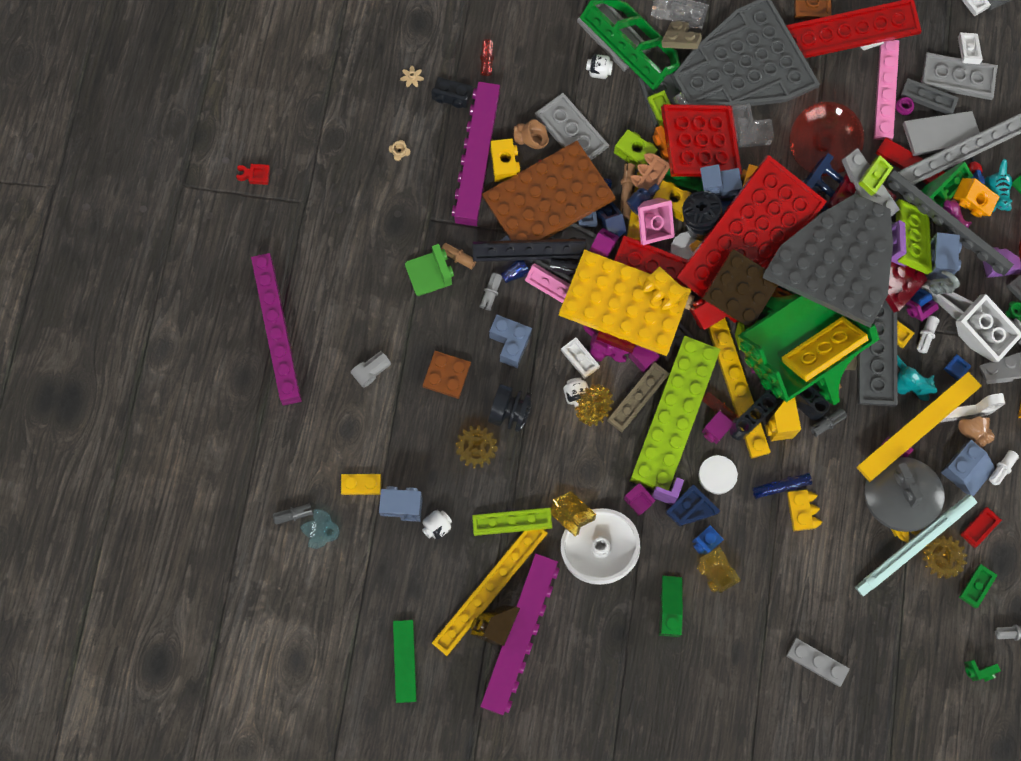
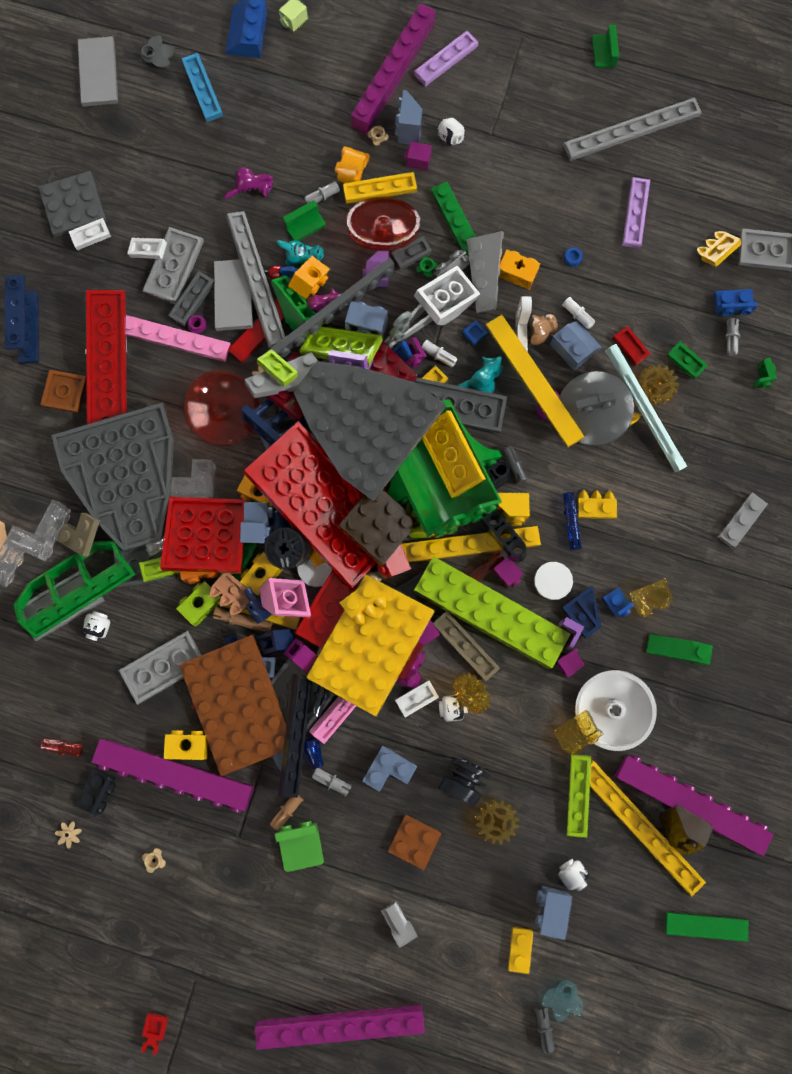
camera: 80 degrees left, 5 degrees up
(532, 134) = (162, 711): medium nougat hair -> none

